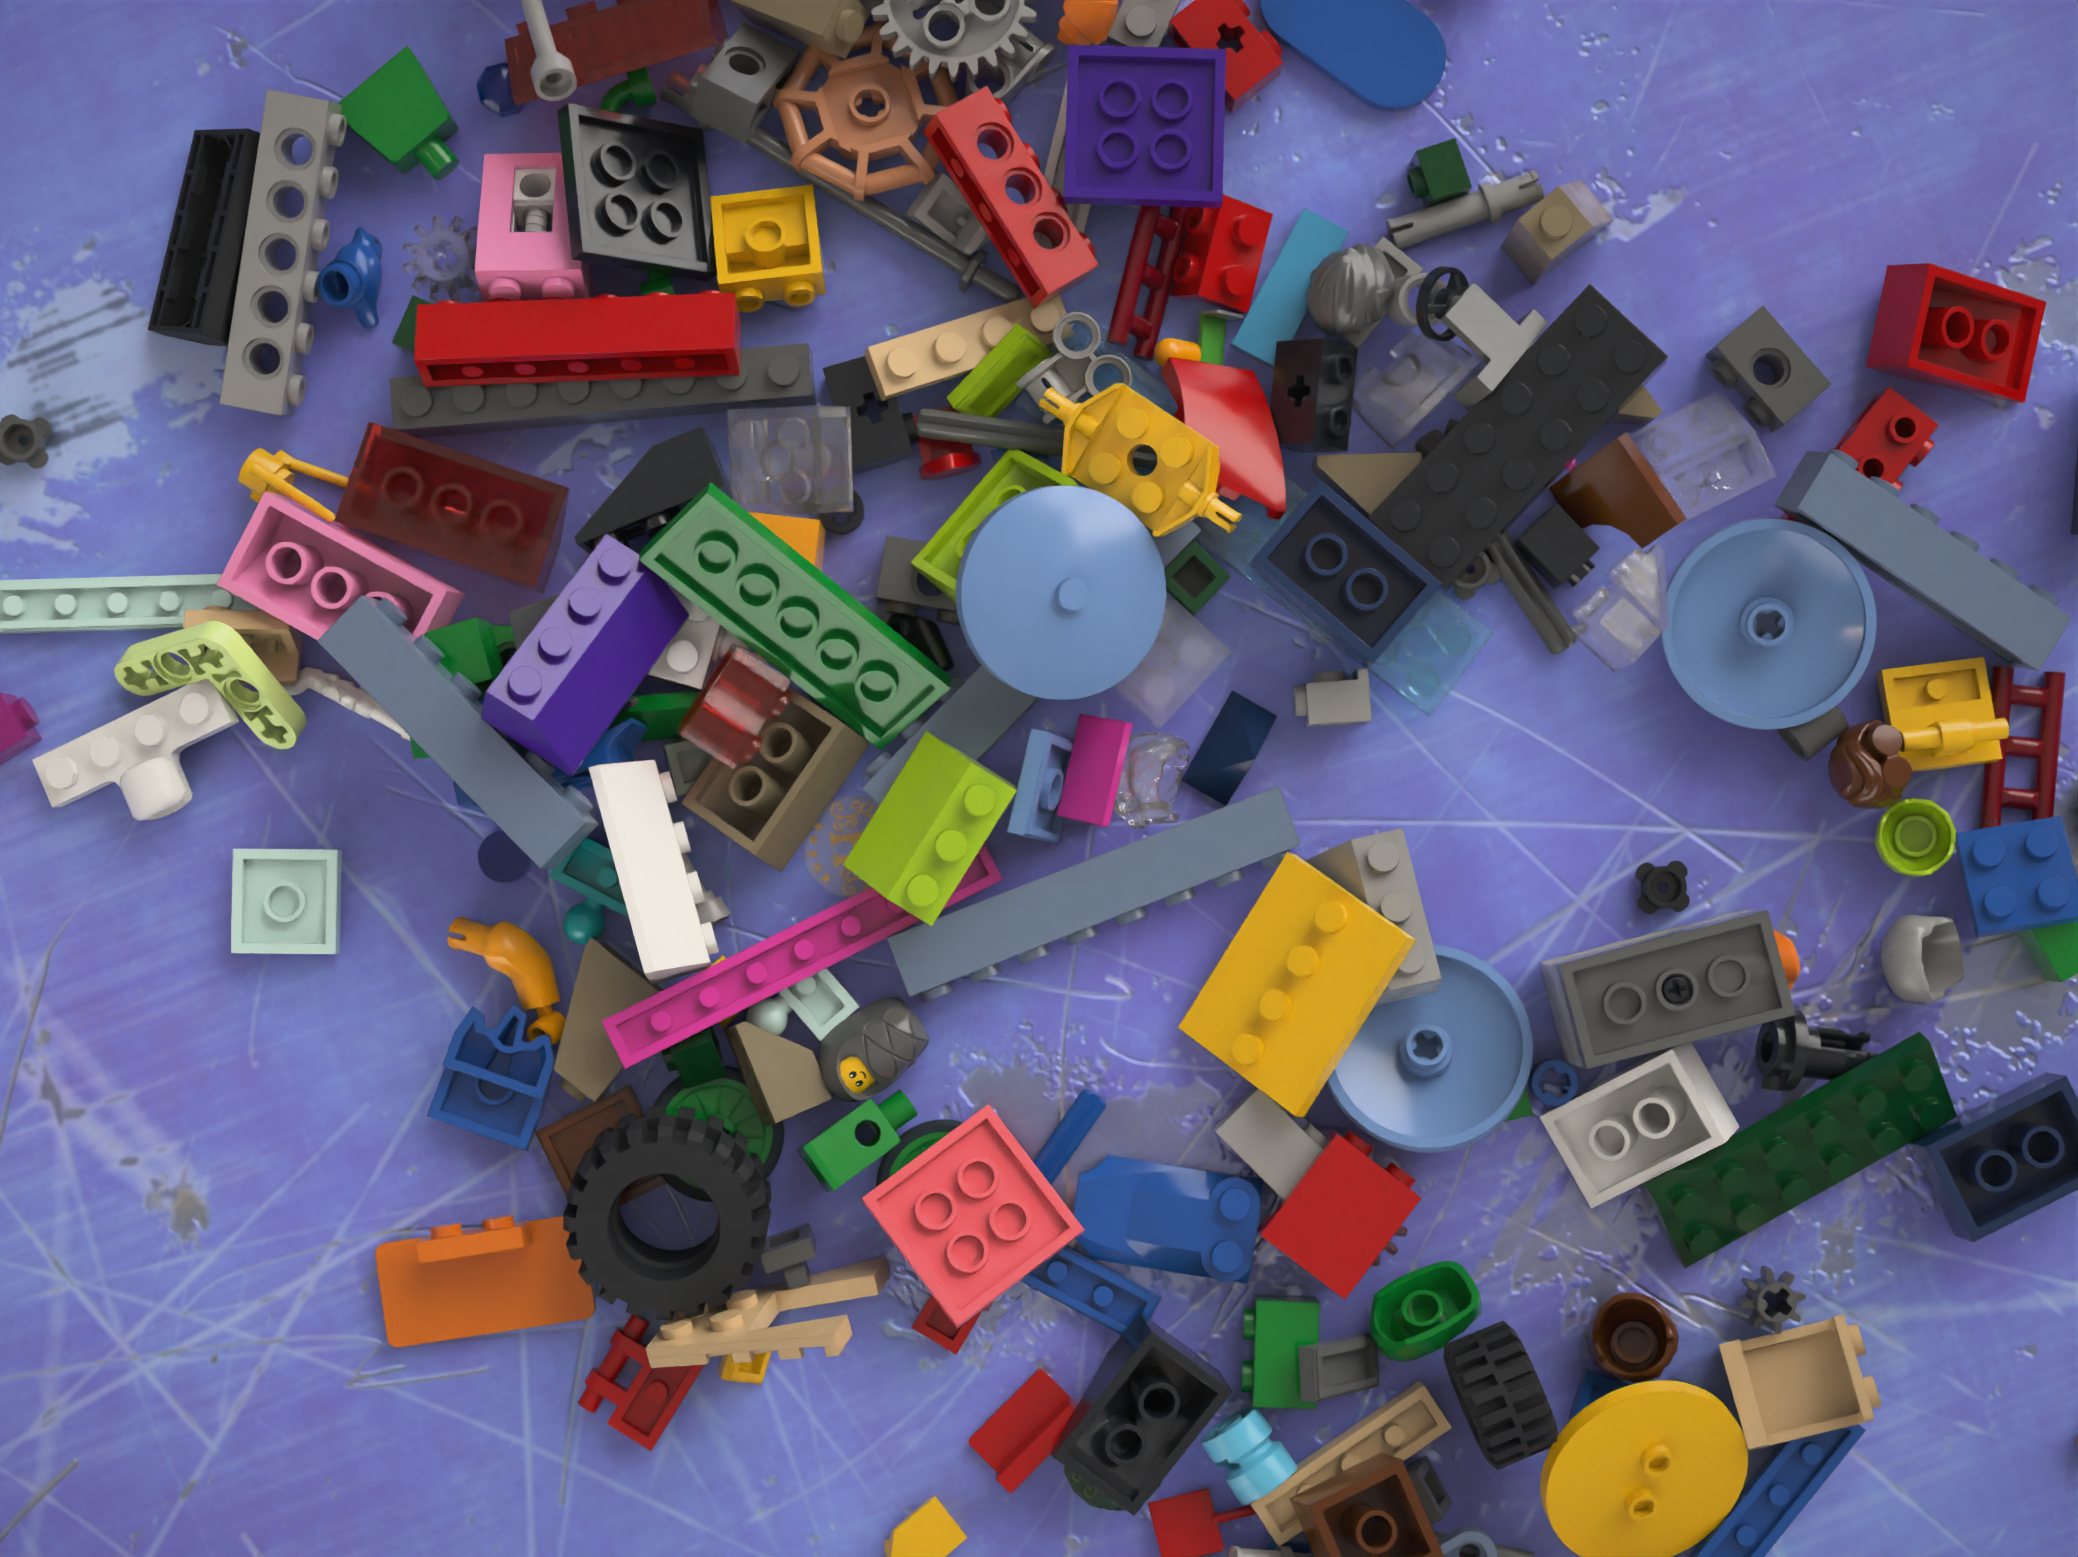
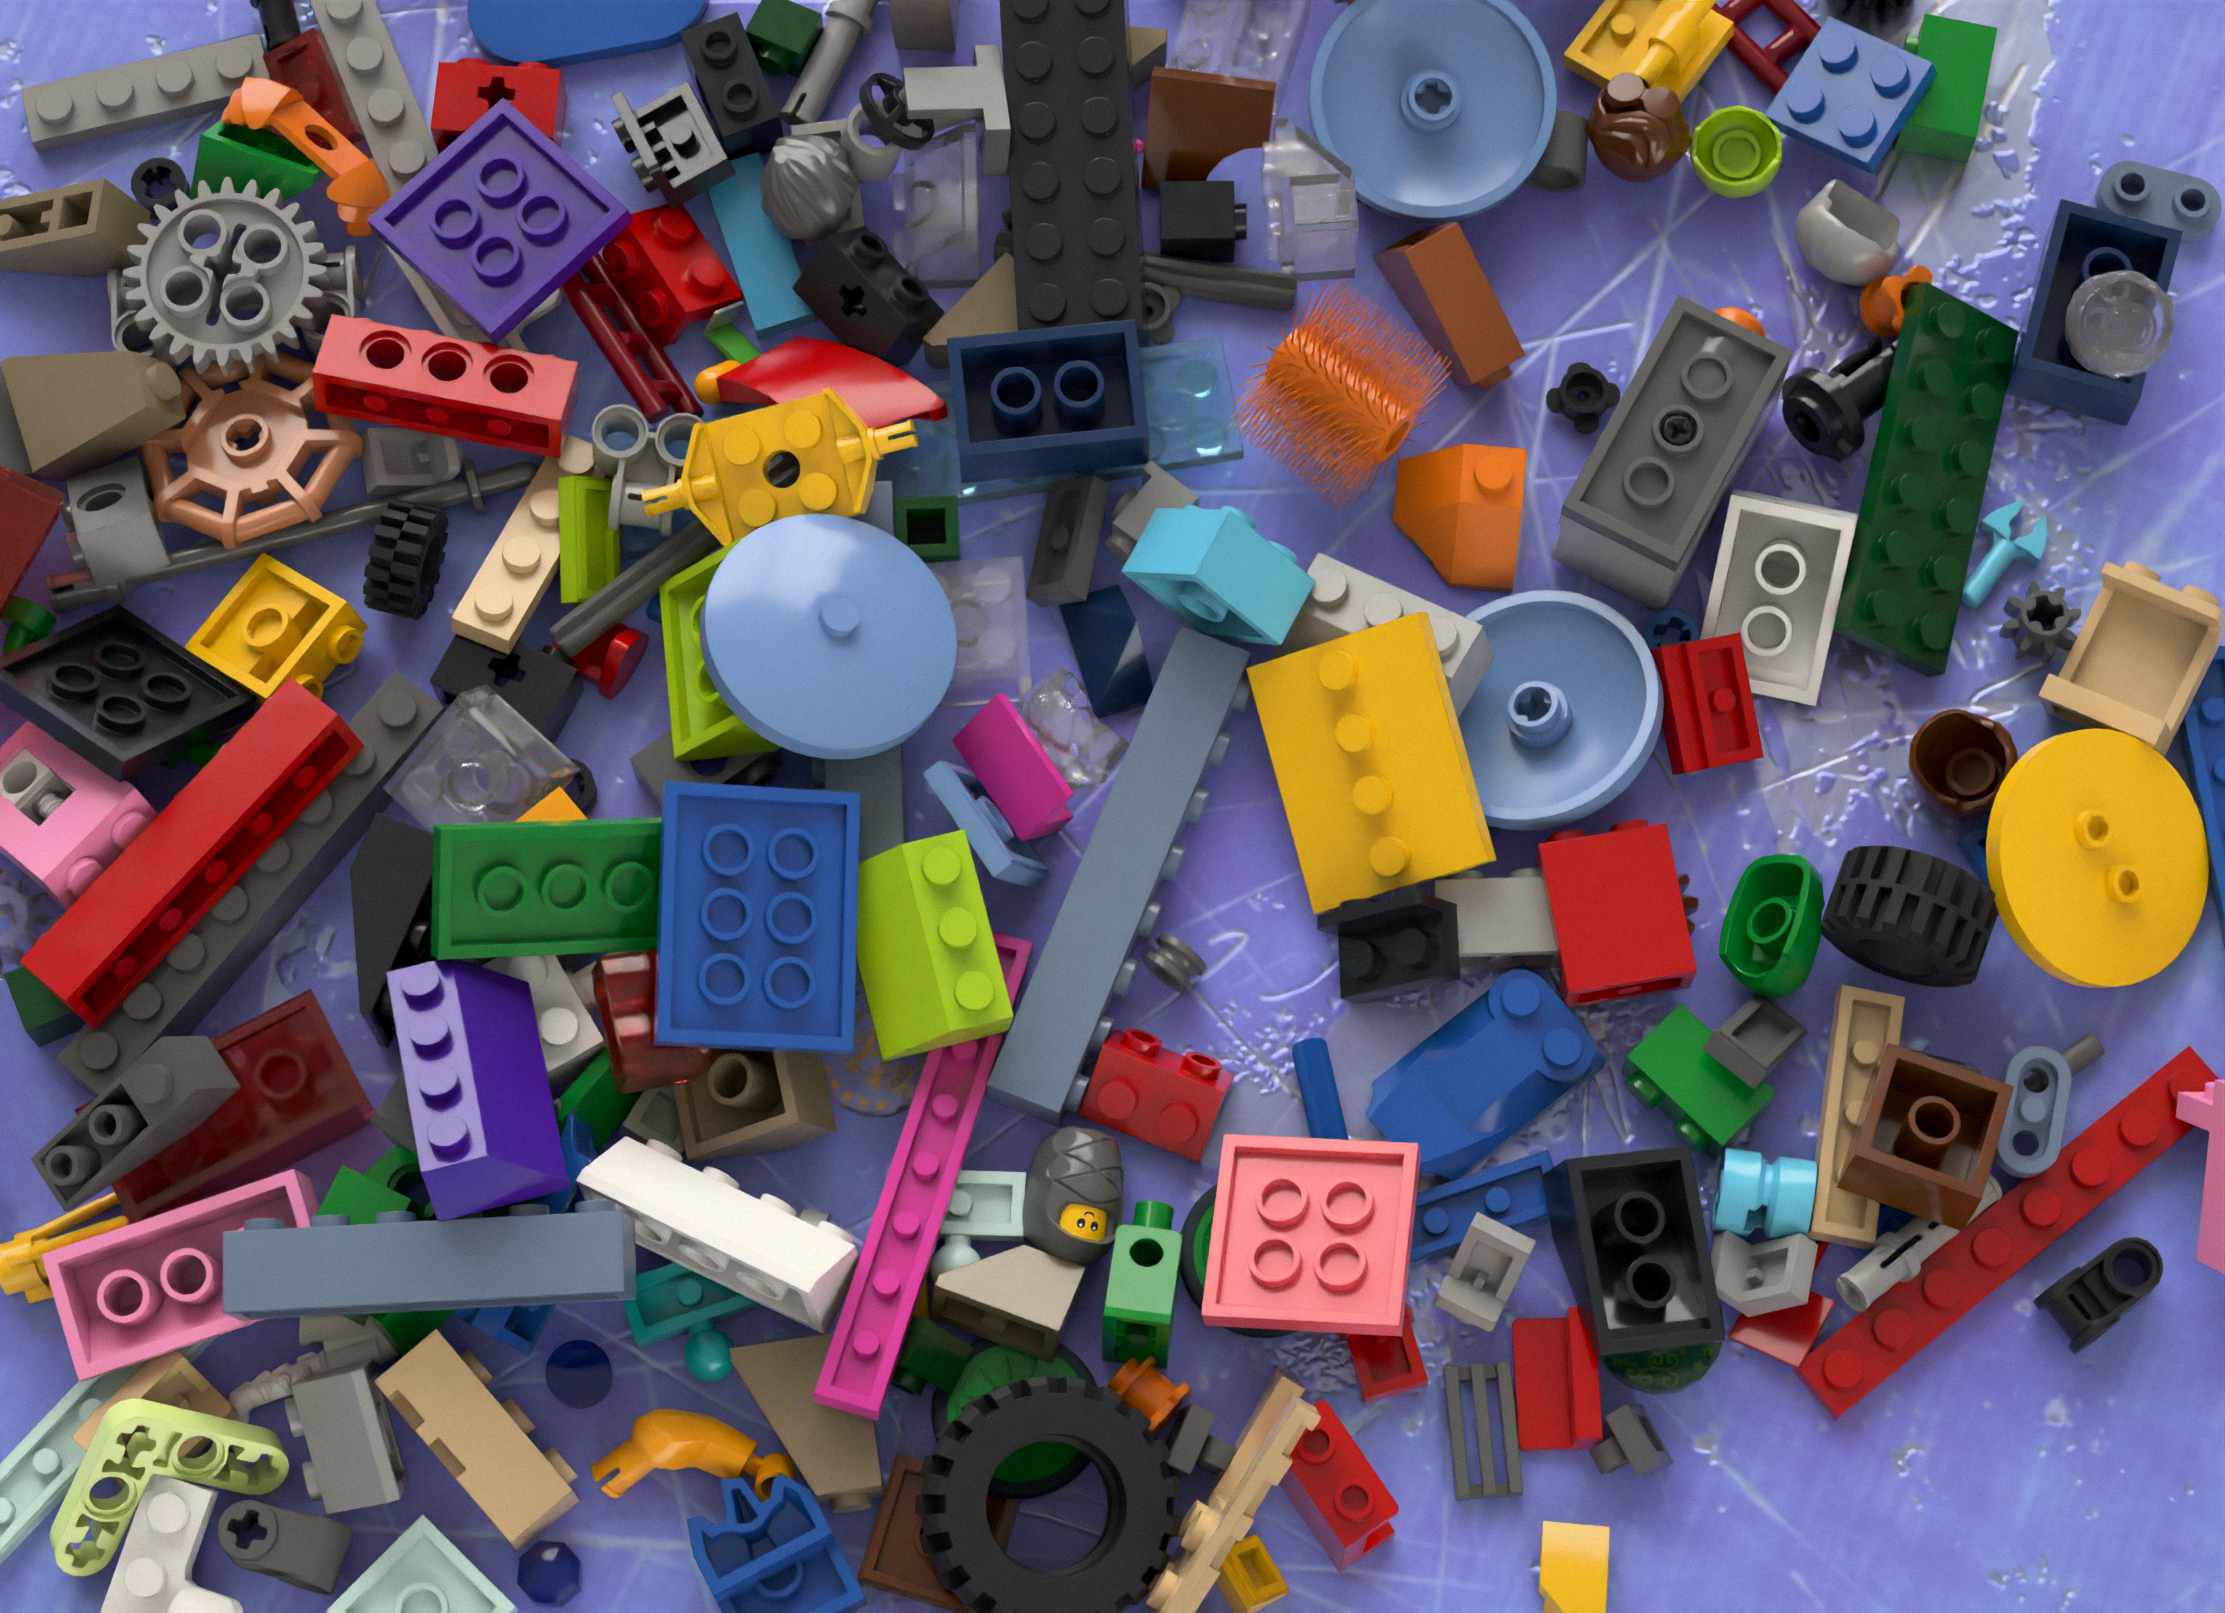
camera: 40 degrees left, 15 degrees down
(254, 796) = (297, 1546): none -> dark grey piece
(337, 768) = (348, 1438): none -> light grey slope
(376, 952) = (550, 1574): none -> clear blue tile
(392, 467) = (136, 1117): none -> dark grey slope
(408, 844) = (480, 1439): none -> tan wedge
(795, 1201) = (1150, 1392): none -> orange brick
(831, 1382) = (1338, 1492): none -> red panel
(848, 718) = (757, 918): none -> blue plate
(884, 278) = (405, 559): none -> black tyre
(927, 1444) = (1477, 1375): none -> dark grey tile
(982, 1036) = (1156, 1093): none -> red bracket
(1029, 1508) = (1634, 1444): none -> dark grey tile
(1047, 1331) = (1484, 1272): none -> light grey bracket
(1069, 973) = (1174, 963): none -> dark grey bush
(1196, 1101) = (1394, 943): none -> black bracket
(1201, 1495) = (1764, 1274): none -> light grey bracket
(1273, 663) = (1068, 541): none -> dark grey plate
(1302, 176) = (674, 144): none -> bracket
(1331, 783) = (1219, 574): none -> medium azure brick
(1373, 177) = (732, 86): none -> black brick
(1516, 748) = (1340, 394): none -> orange piece
(1517, 885) = (1464, 512): none -> orange slope
(1528, 1147) = (1707, 704): none -> red plate
(1646, 753) = (1452, 303): none -> dark orange slope
(1800, 1233) = (2003, 552): none -> medium azure bar
(1899, 1020) = (1885, 301): none -> orange brick
(2007, 1194) = (2119, 323): none -> clear hair

